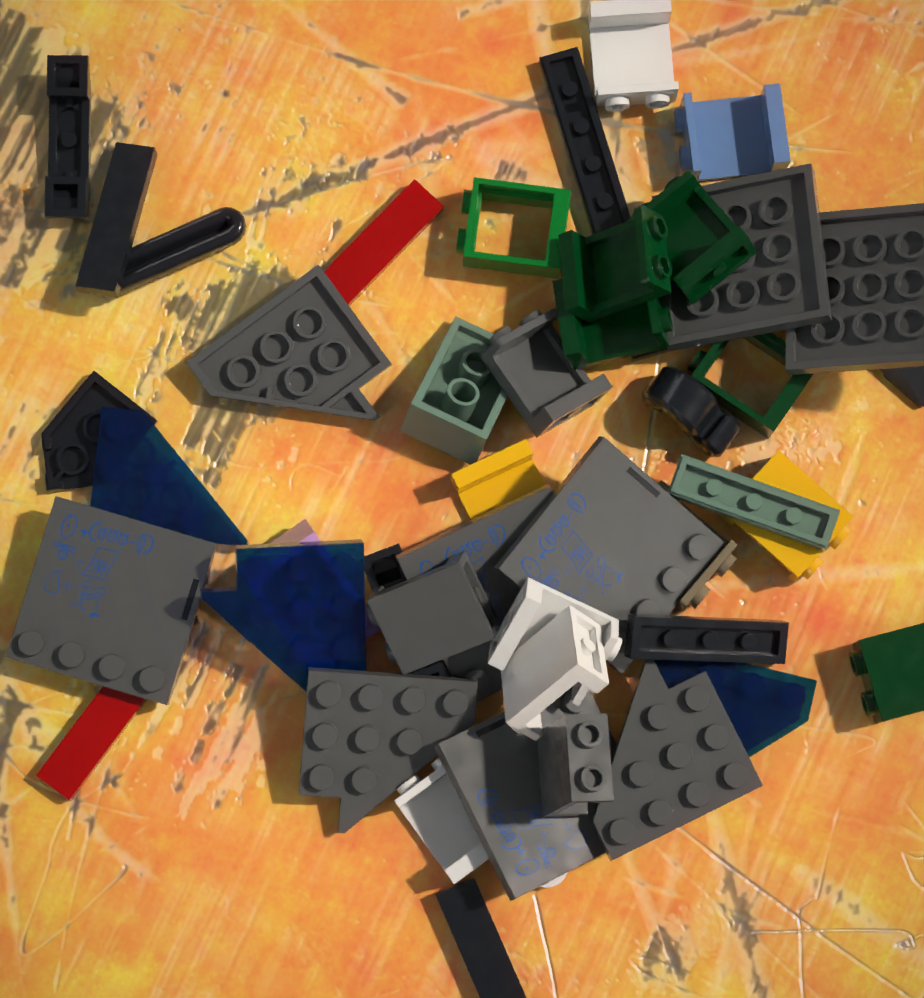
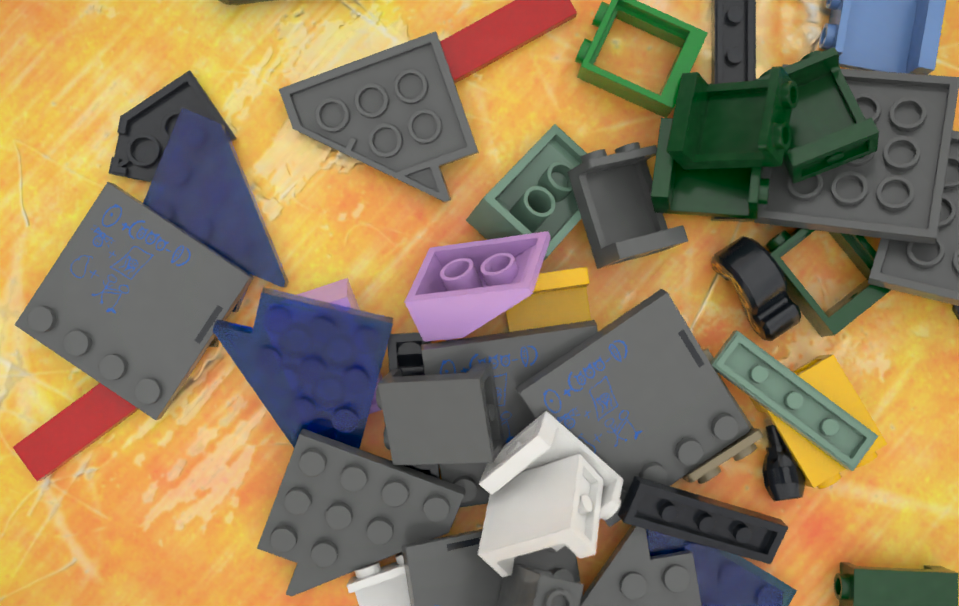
camera: 15 degrees right, 5 degrees up
(425, 484) = (473, 283): none -> lavender slope
(768, 576) = (780, 471): none -> black piece

